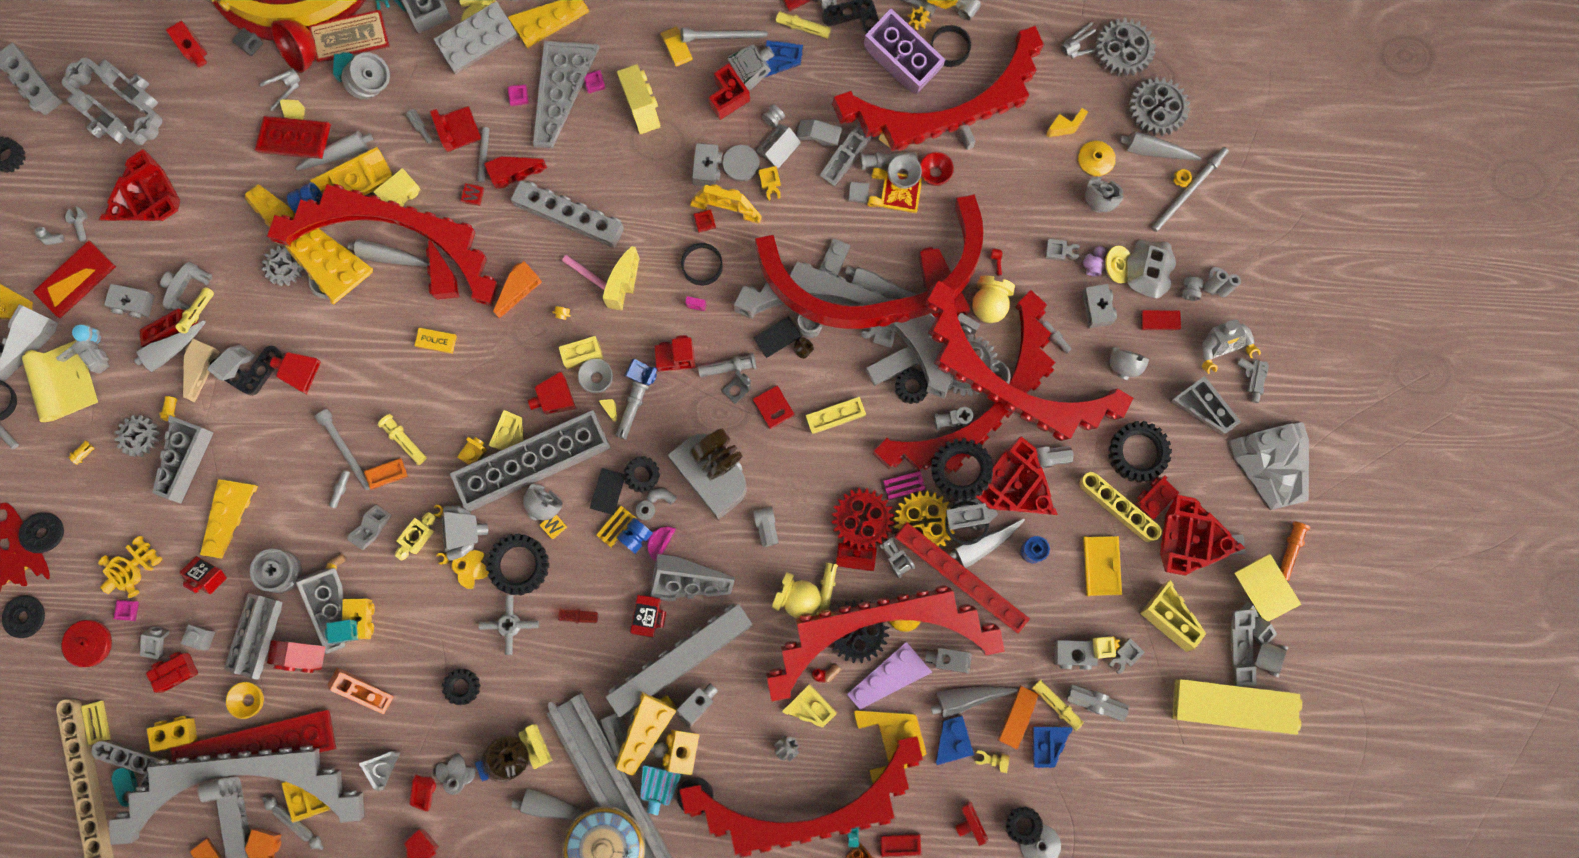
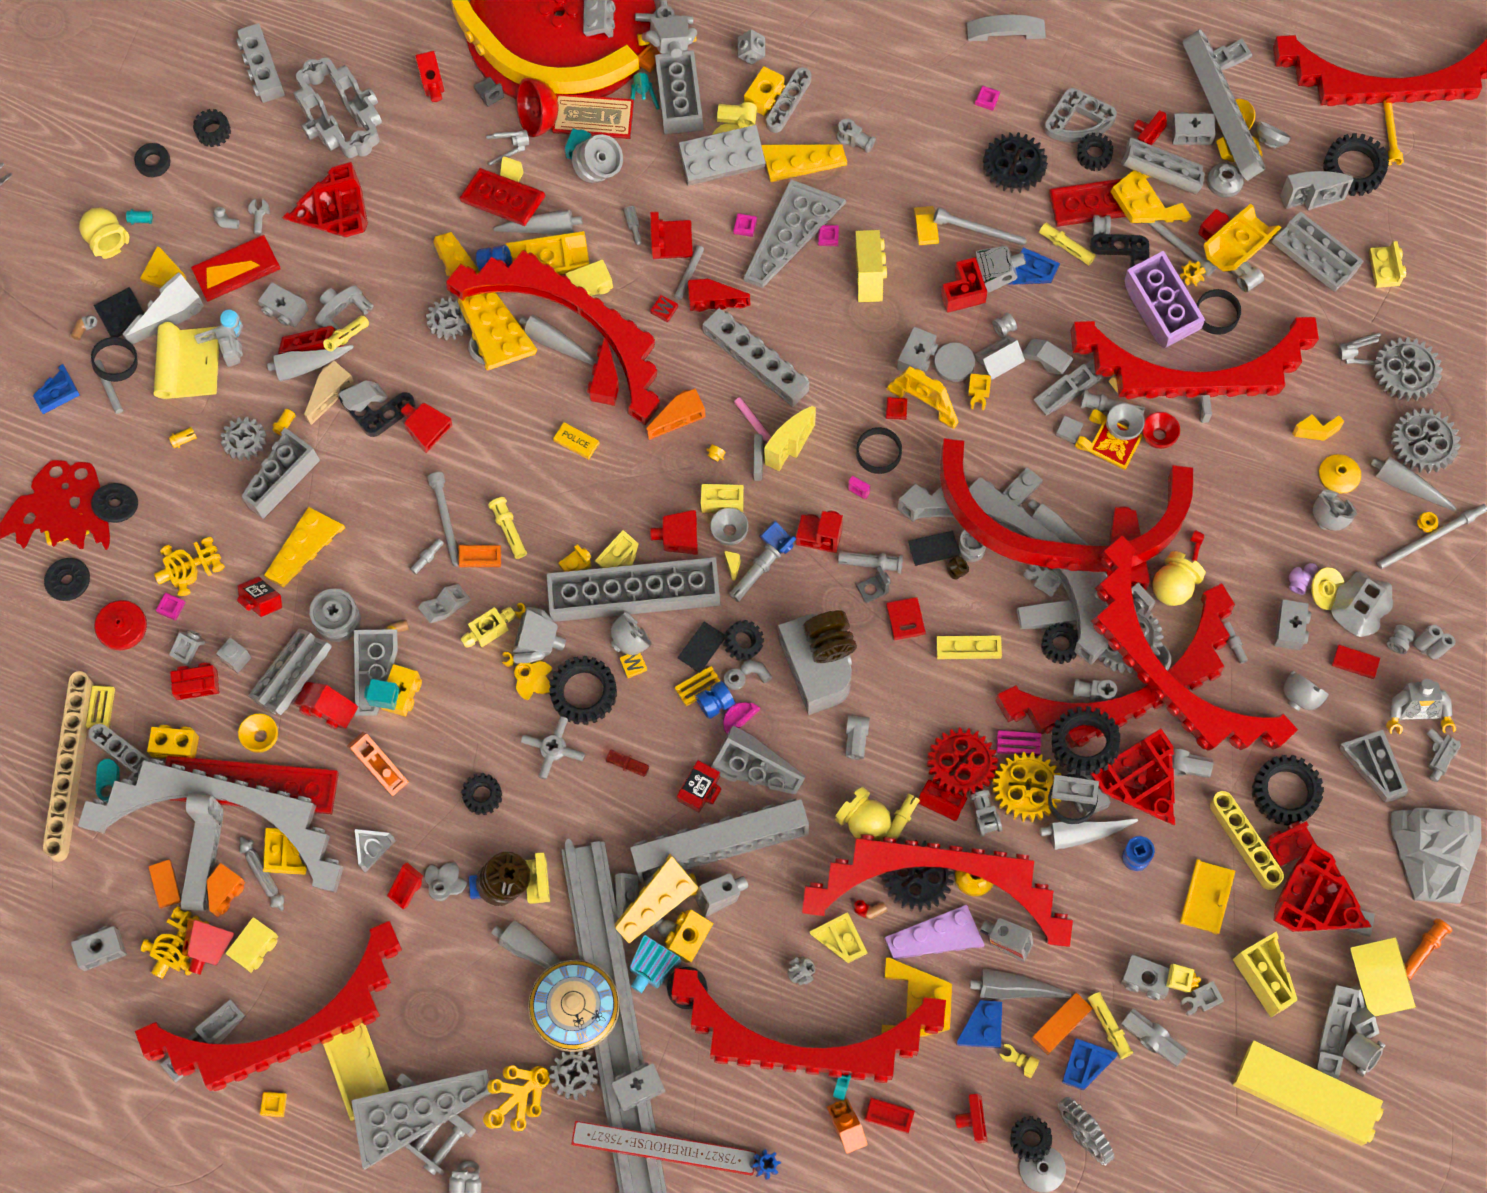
camera: 20 degrees right, 10 degrees down
(599, 305) = (758, 457): none -> light grey tile
(962, 577) = (1049, 856): red tile -> none
(1059, 250) = (1266, 553): light grey plate -> none
(1069, 808) = (1086, 1131): none -> light grey gear

